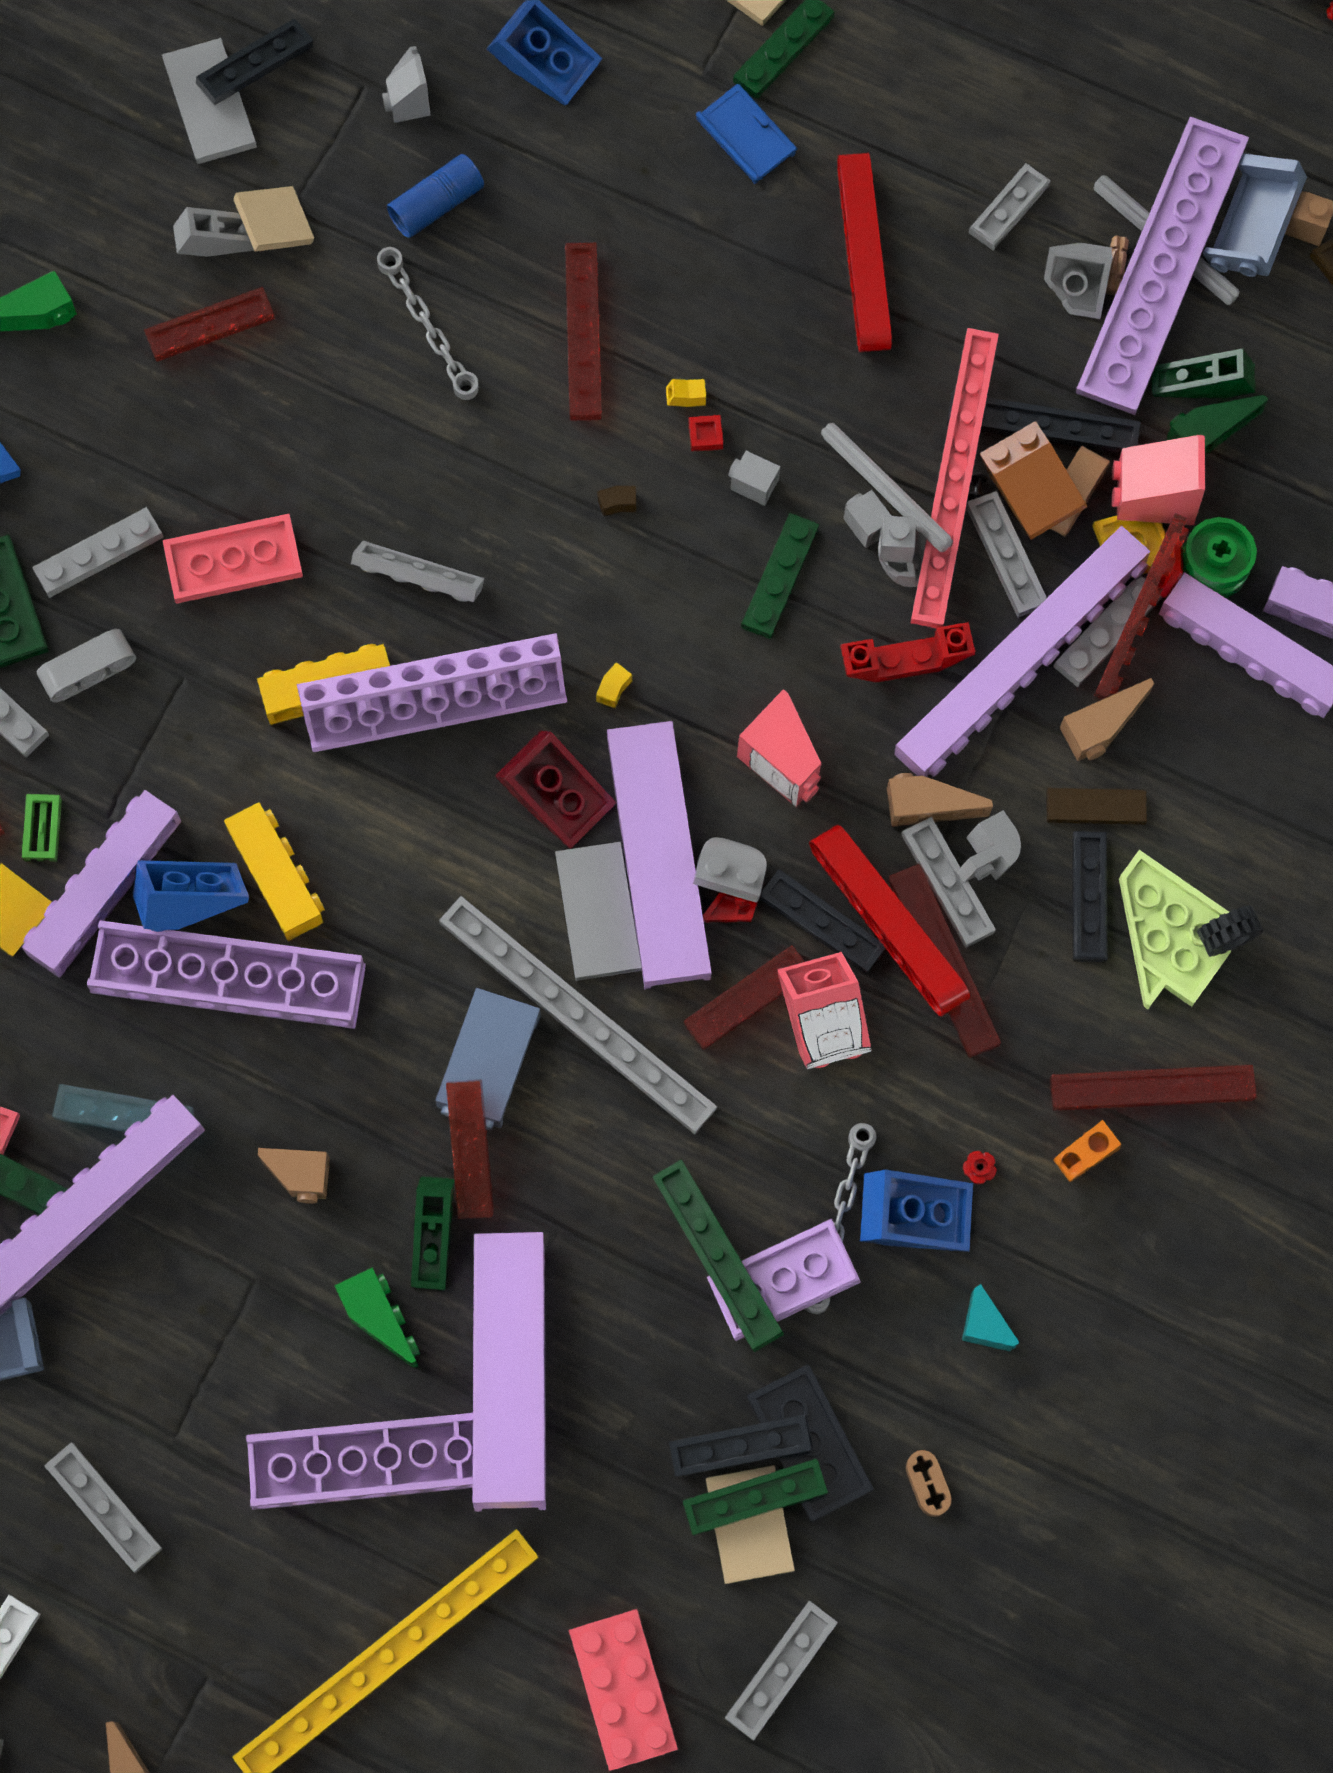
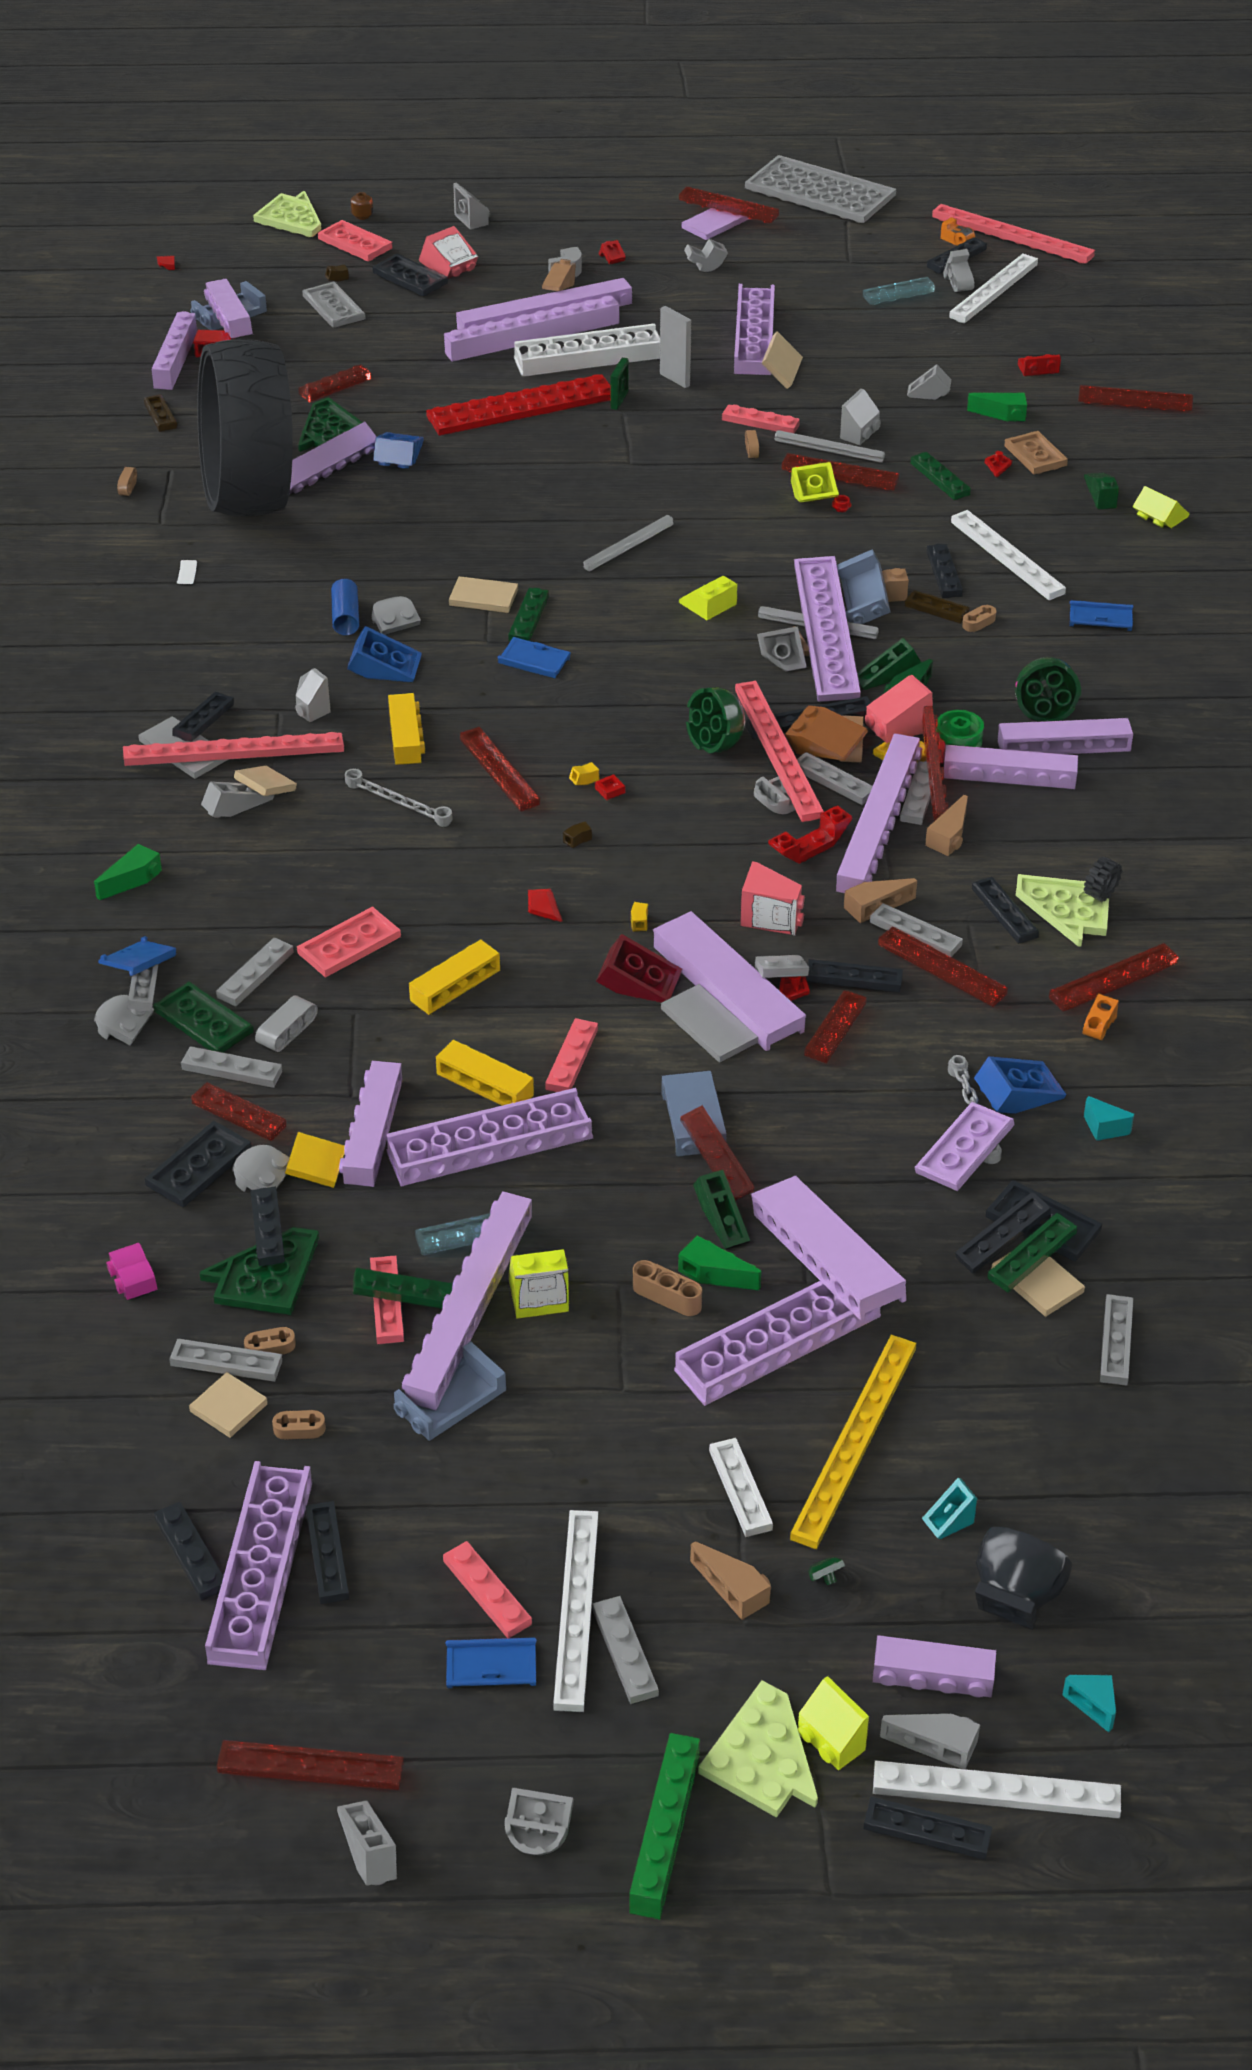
camera: 25 degrees left, 30 degrees down
(41, 854) = (309, 1130): bright green tile -> none
(103, 1507) = (602, 1439): light grey plate -> none
(150, 1243) = (539, 1283): none -> slope
(184, 893) = (424, 1104): blue slope -> none
(209, 324) = (255, 842): clear red plate -> none
(218, 1657) = (741, 1487): none -> white plate
(263, 139) = (233, 749): none -> coral plate
(288, 1309) = (667, 1288): none -> medium nougat beam
(299, 1172) = (607, 1214): medium nougat slope -> none
(400, 884) = (571, 1055): none -> coral plate
(411, 569) = (485, 906): light grey plate -> none
(427, 199) = (362, 738): blue piece -> none
(433, 692) = (528, 950): lavender tile -> none
(500, 200) = (404, 727): none -> yellow brick
(504, 608) = (543, 904): none -> red piece
(578, 1015) = (736, 1073): light grey plate -> none
(623, 1690) = (1023, 1395): coral plate -> none
(718, 1256) = (915, 1146): dark green plate -> none
(754, 477) = (655, 795): light grey brick -> none
(780, 576) = (704, 835): dark green plate -> none
(825, 1010) = (891, 1007): slope -> none
(864, 252) = (645, 680): red beam -> none
(865, 517) = (738, 789): light grey brick -> none
(886, 487) = (741, 767): light grey axle -> none
(889, 920) = (896, 952): red beam -> none
(897, 539) = (767, 779): light grey brick -> none
(902, 385) = (715, 719): none -> dark green cylinder
(936, 1480) = (1132, 1212): medium nougat beam -> none
(974, 1174) = (1041, 1052): red plate -> none
(996, 848) = (930, 902): light grey brick -> none
(1009, 206) = (715, 638): light grey tile -> none
(1045, 125) = (712, 598): none -> neon yellow slope
(1096, 806) = (975, 869): dark brown tile -> none

